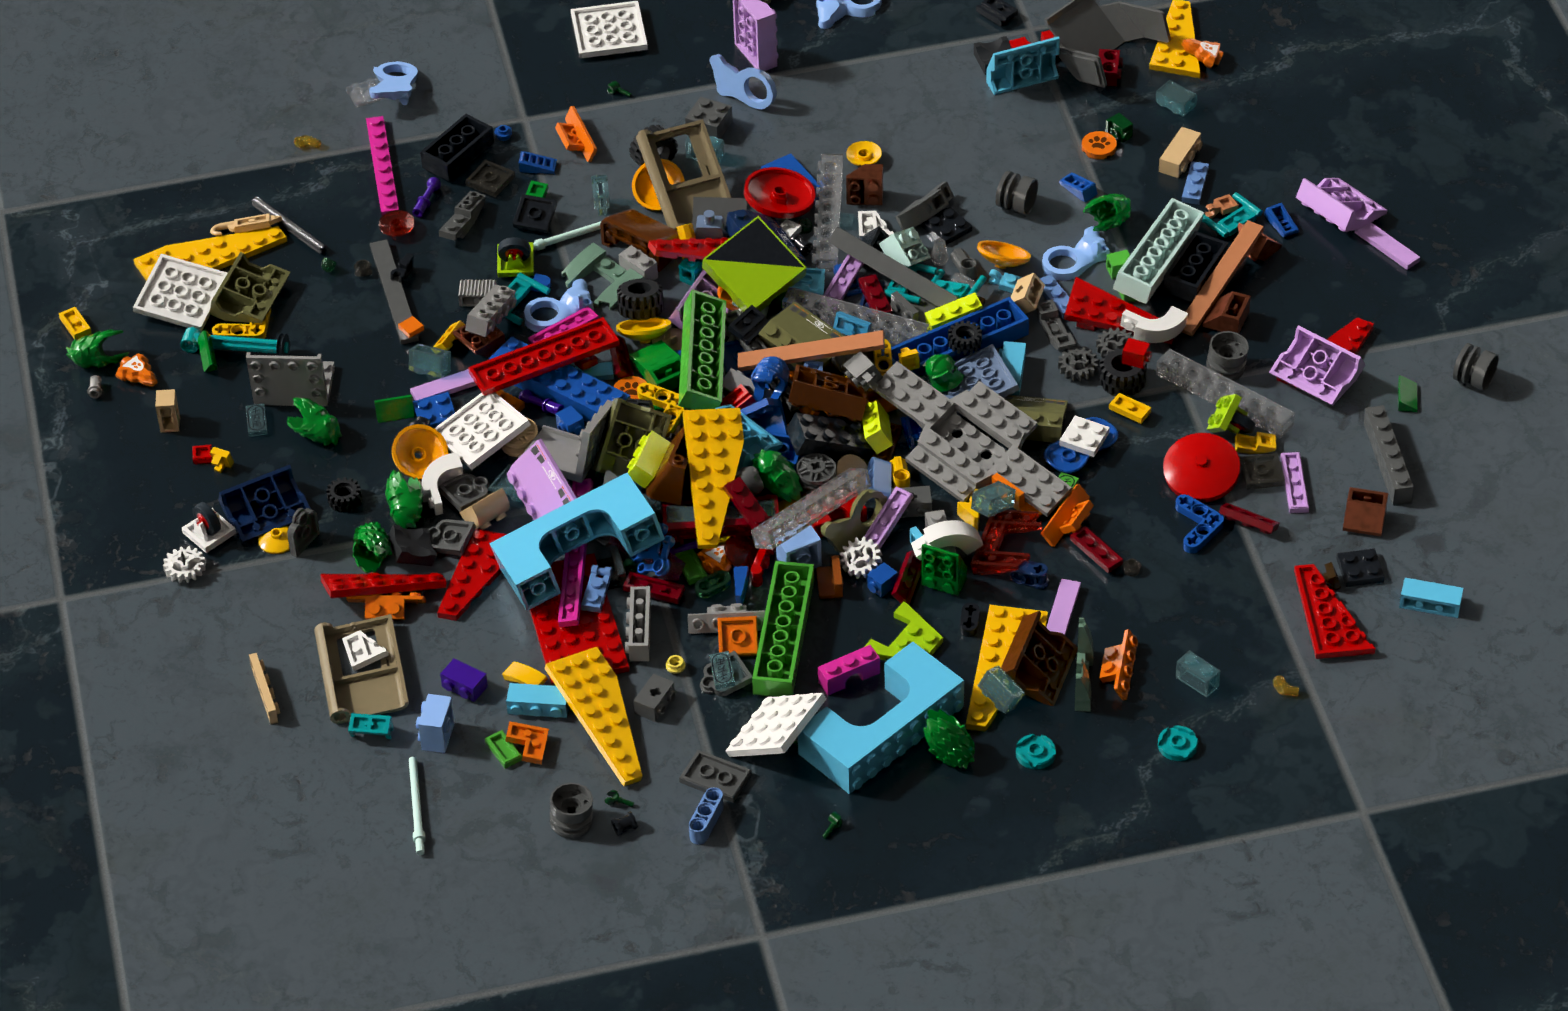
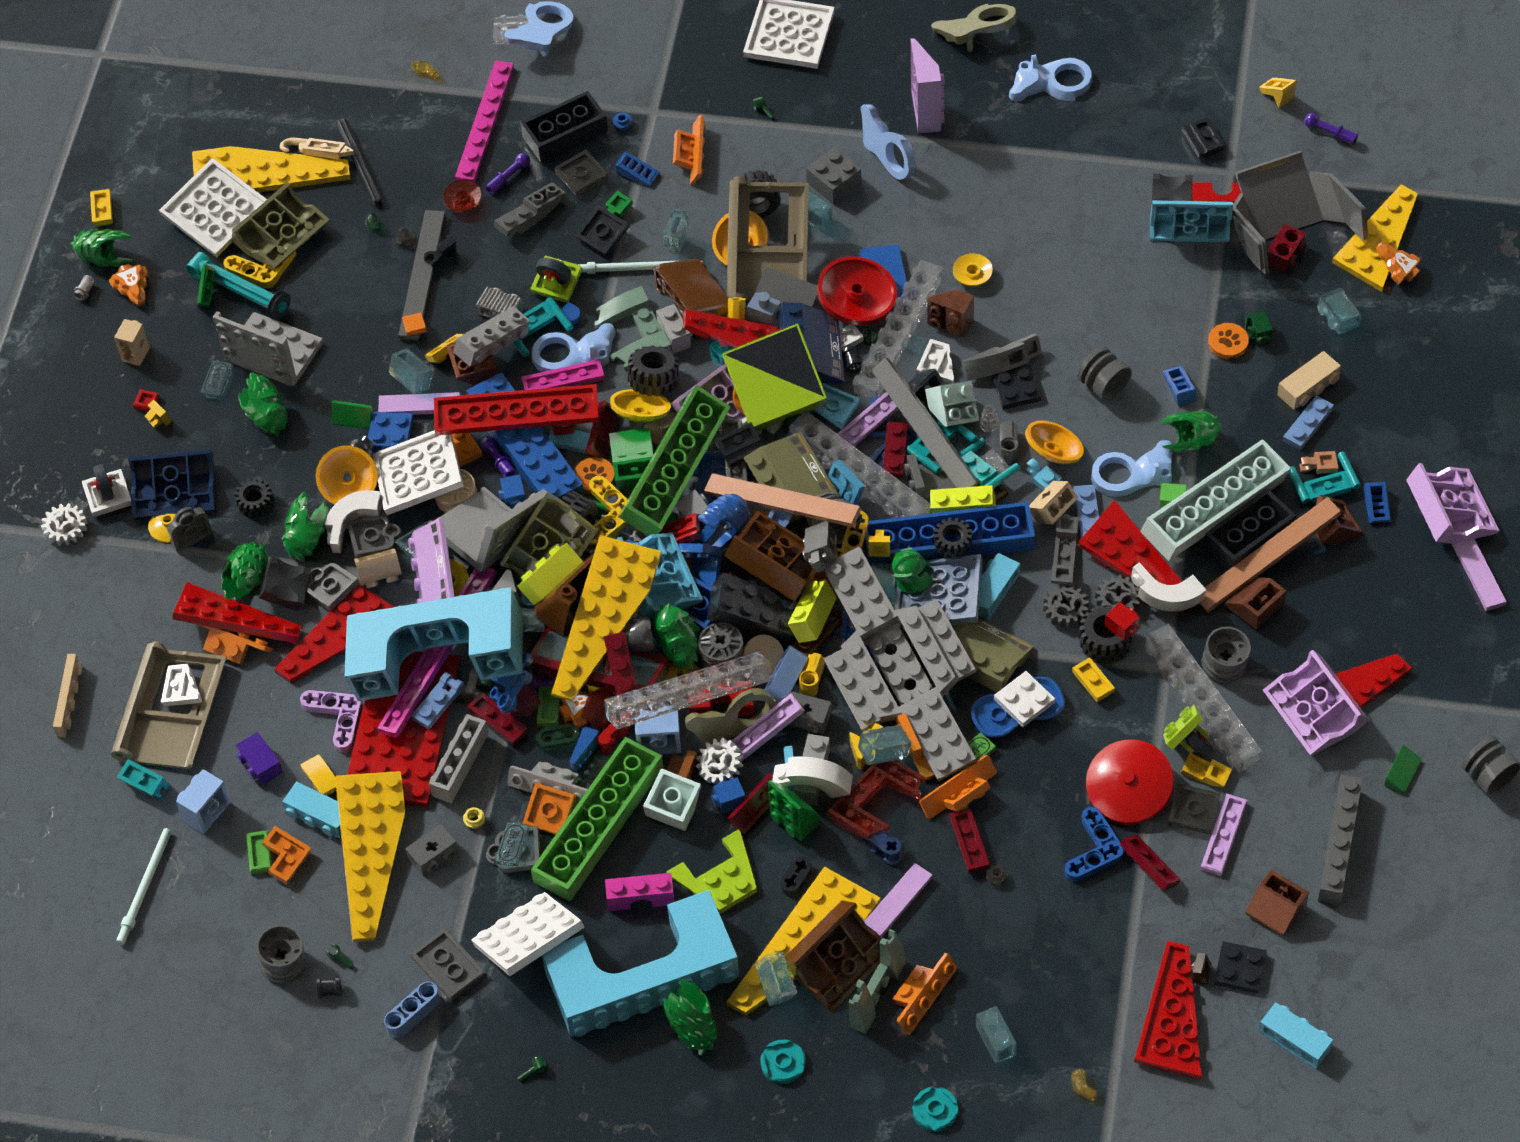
camera: 25 degrees right, 10 degrees up
(516, 625) = (344, 713): none -> lavender beam
(839, 595) = (672, 799): none -> light aqua slope

